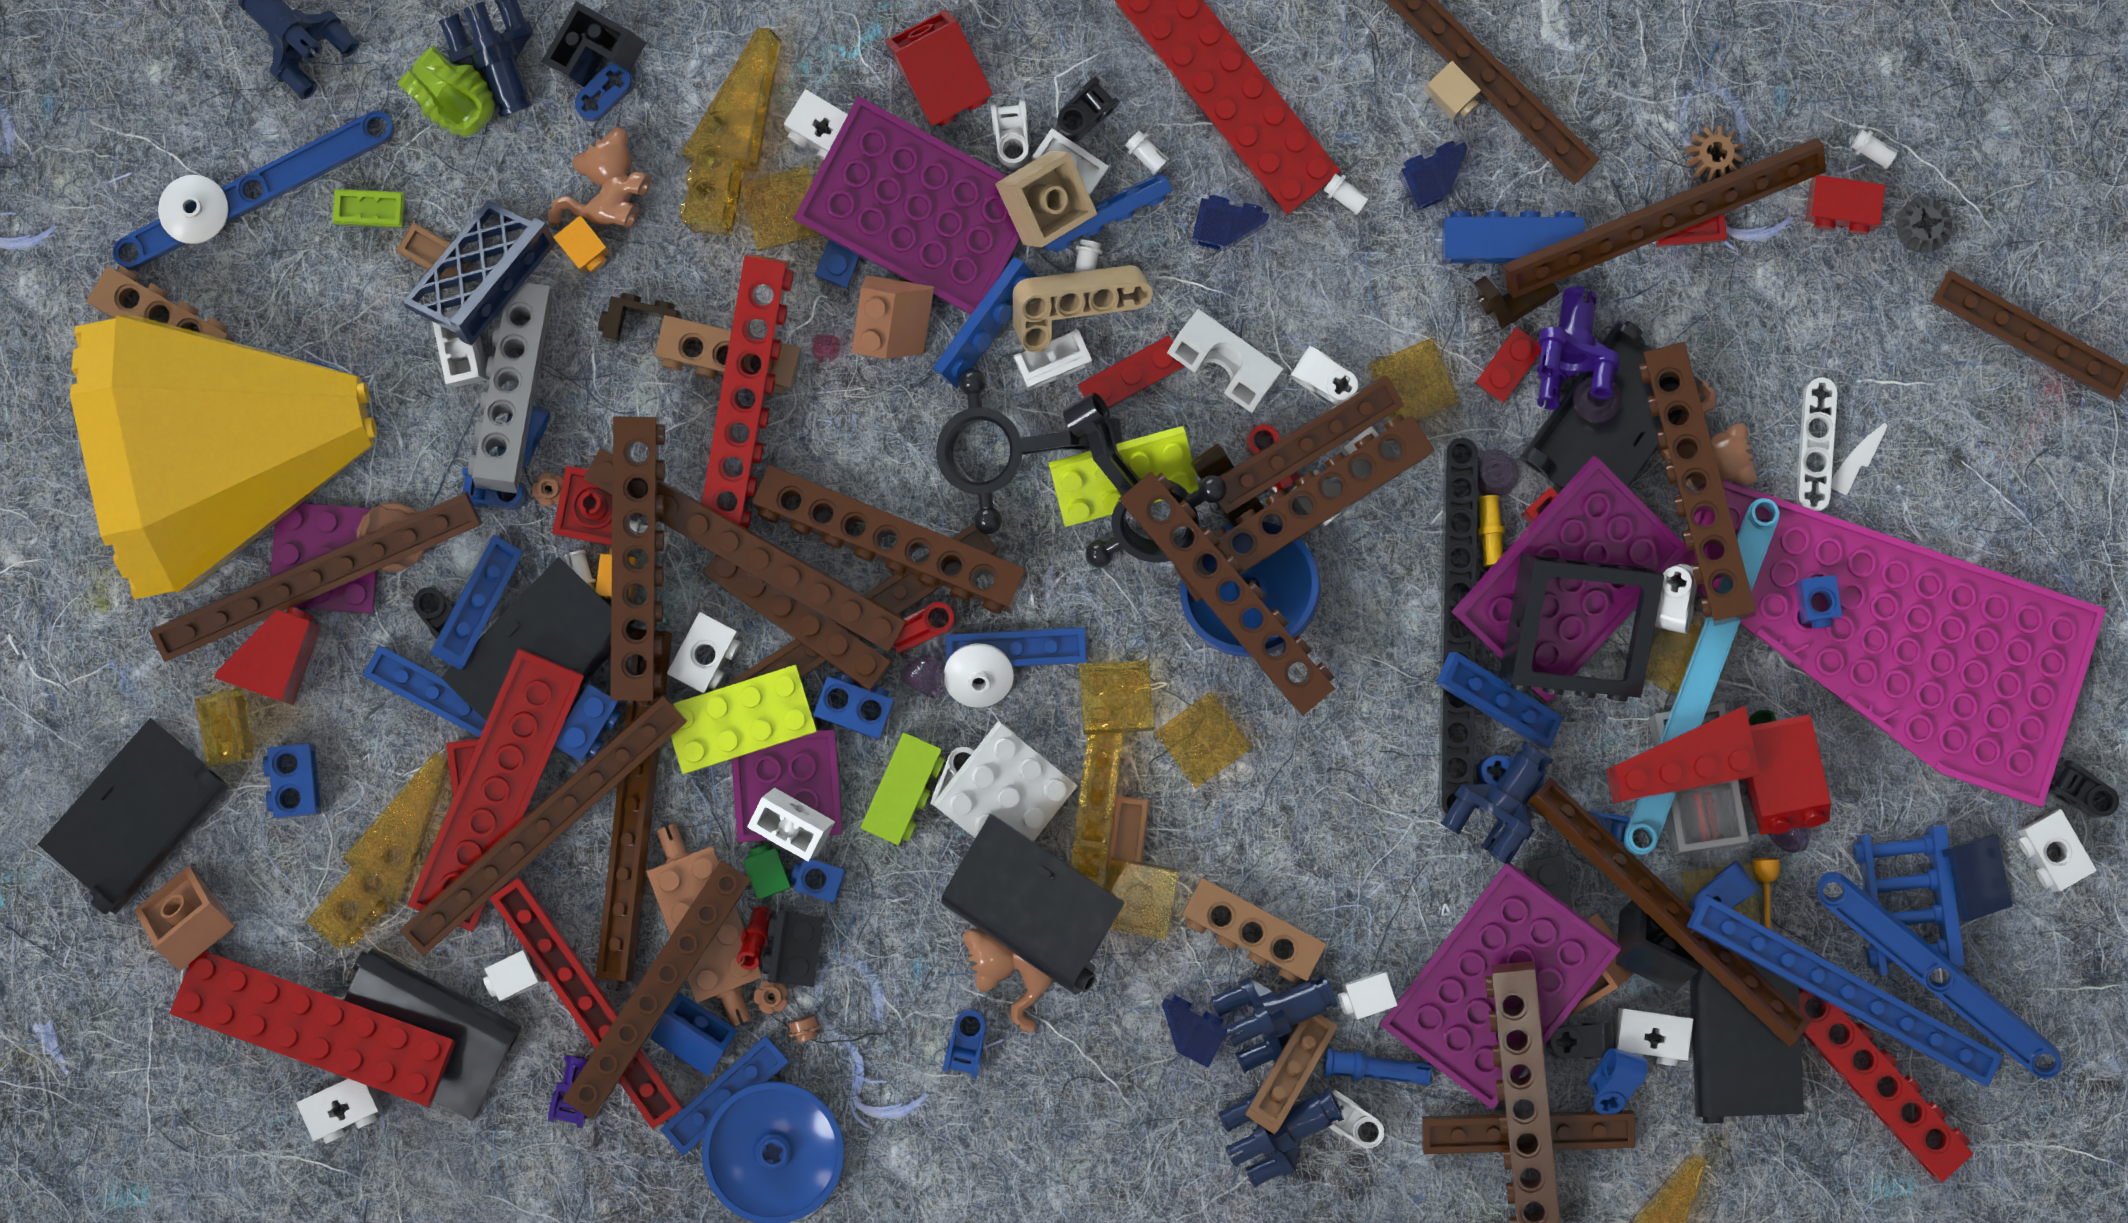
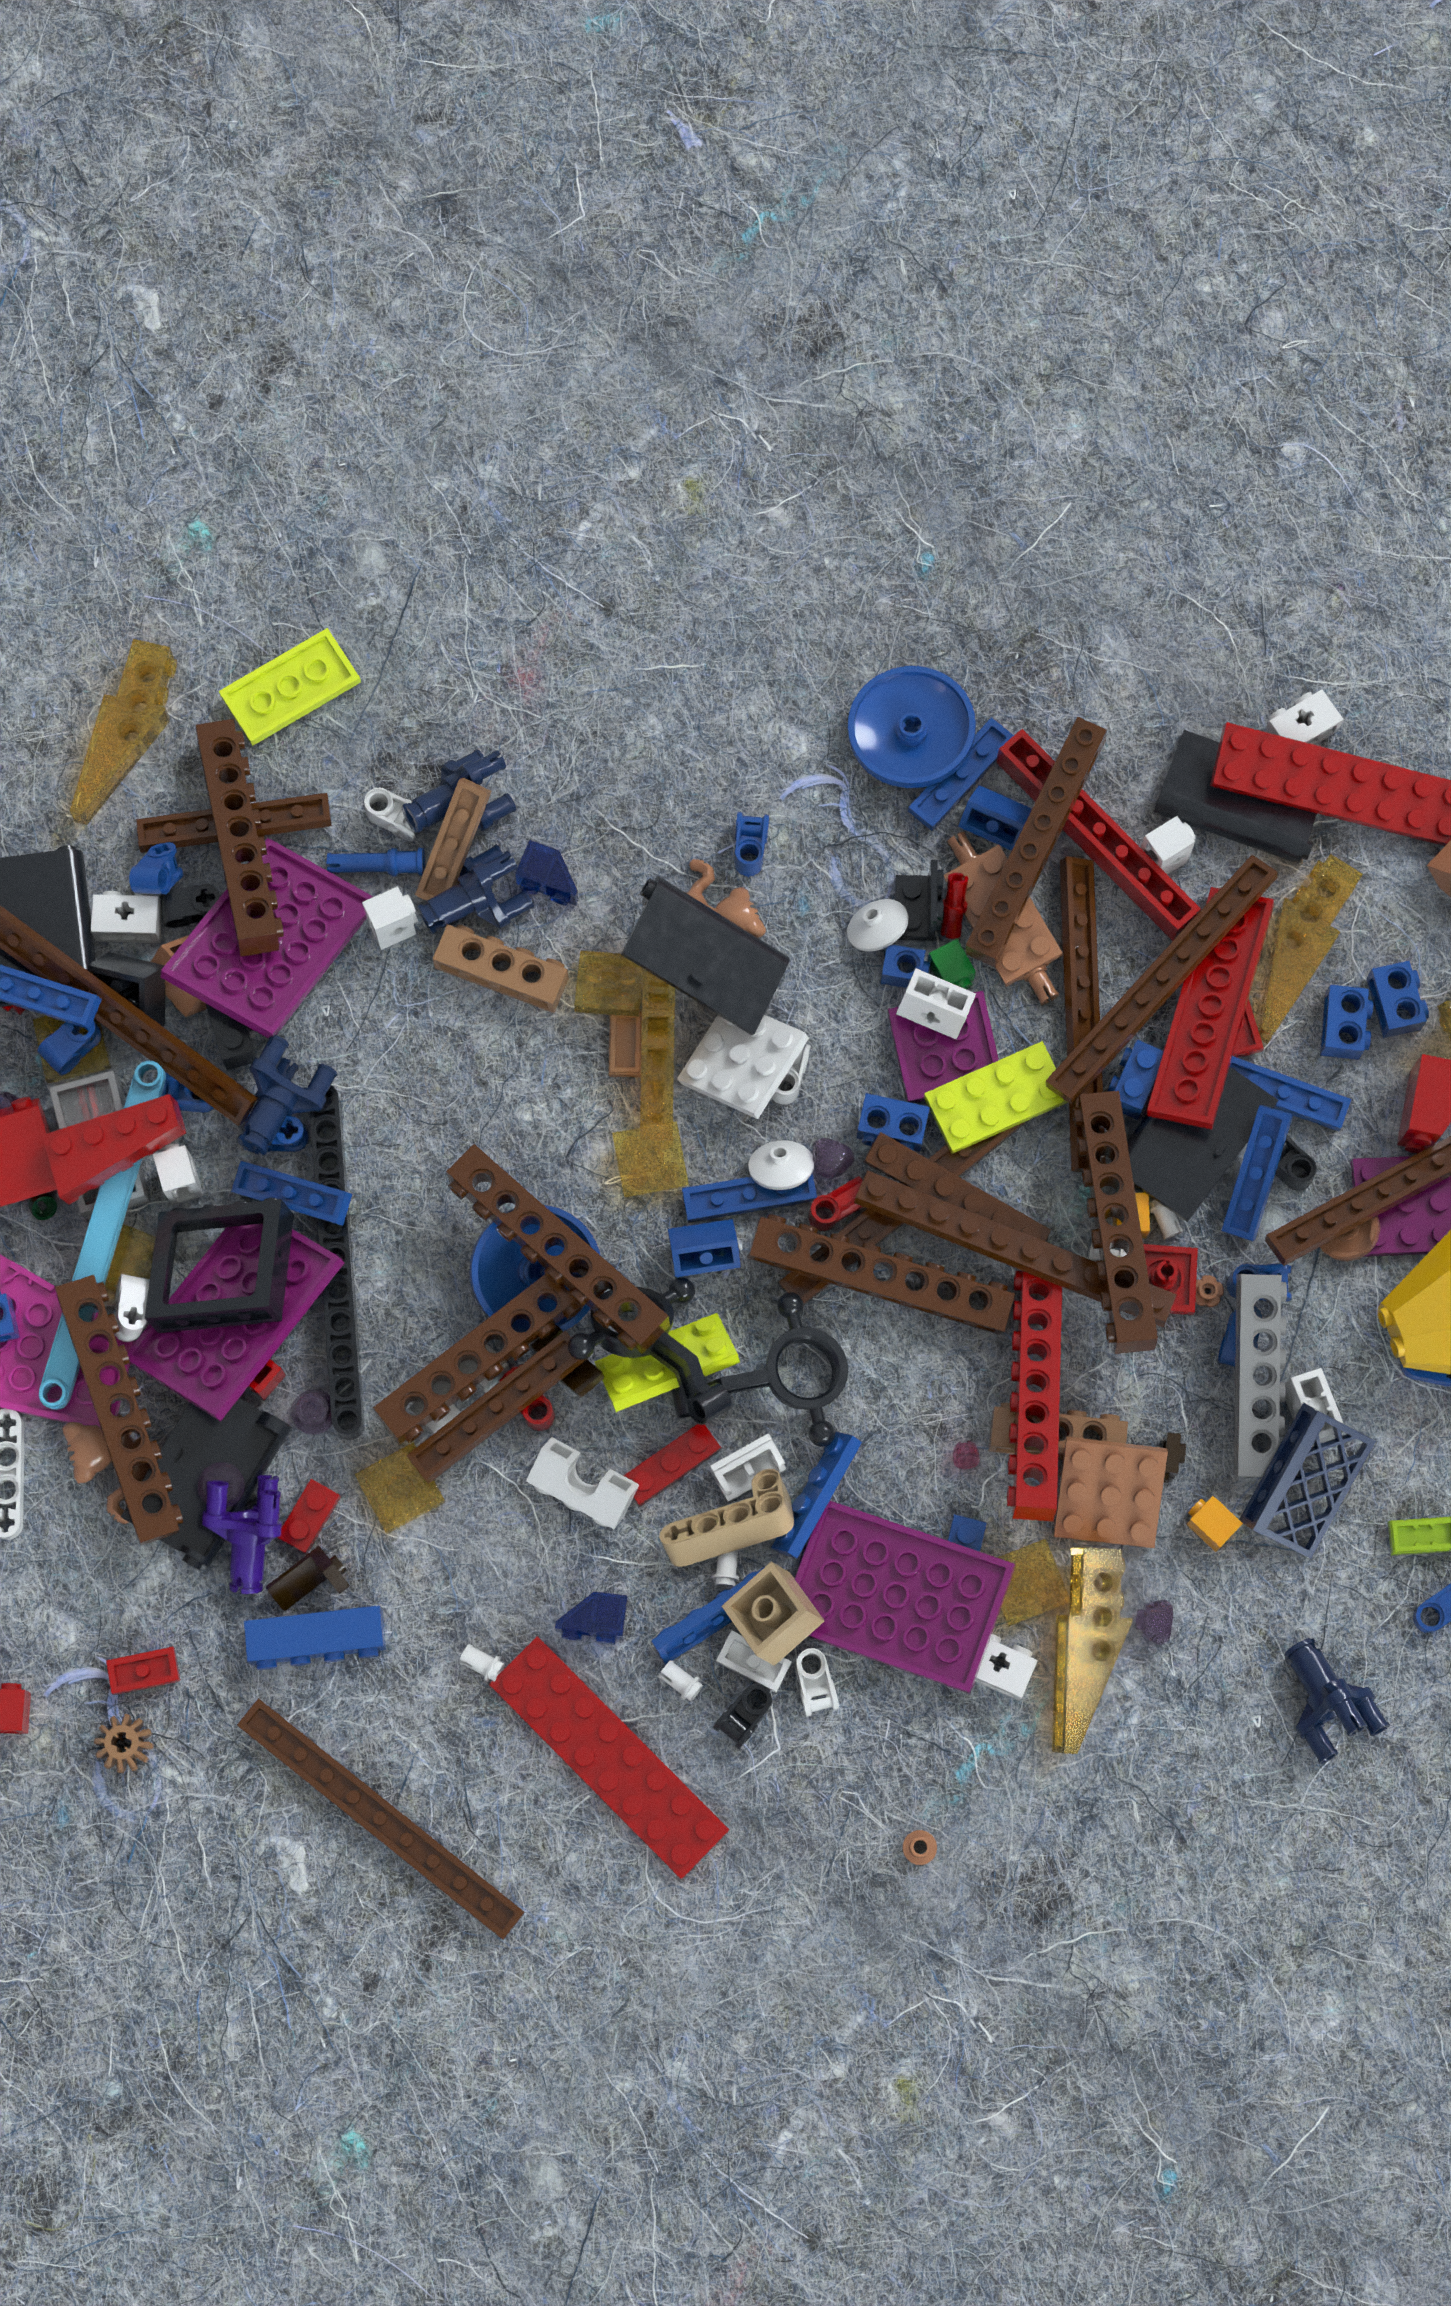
camera: 175 degrees right, 10 degrees down
(362, 764) = (1337, 1021): none -> blue brick
(425, 249) = (1359, 1504): medium nougat tile -> none
(449, 93) = (1359, 1652): lime hair -> none
(555, 1110) = (1102, 766): dark purple connector -> none
(586, 40) = (1239, 1722): black brick -> none
(606, 164) = (1201, 1603): nougat animal -> none
(608, 99) = (1210, 1673): blue beam -> none
(657, 153) = (1155, 1621): none -> clear purple cone
(683, 286) = (1110, 1492): none -> nougat plate
(704, 632) = (1038, 1174): white brick -> none
(769, 1006) = (932, 854): nougat plate -> none
(804, 1028) = (898, 839): nougat plate -> none
(834, 919) = (877, 925): none -> white dish
(892, 318) = (907, 1484): nougat slope -> none
(903, 789) = (837, 1055): lime brick -> none
(939, 68) = (895, 1739): red slope -> none
(1071, 592) = (704, 1248): none -> blue brick
(1203, 740) = (565, 1134): clear yellow plate -> none
(1320, 372) = (490, 1483): white piece -> none
(1432, 178) = (397, 1687): clear blue slope -> none
(1453, 91) = (386, 1776): tan brick -> none
(1491, 529) = (312, 1354): yellow pin -> none
(1618, 735) = (177, 1174): none -> white brick
(1664, 218) = (166, 1668): reddish brown plate -> none
(1766, 871) = (30, 1076): light orange hinge -> none

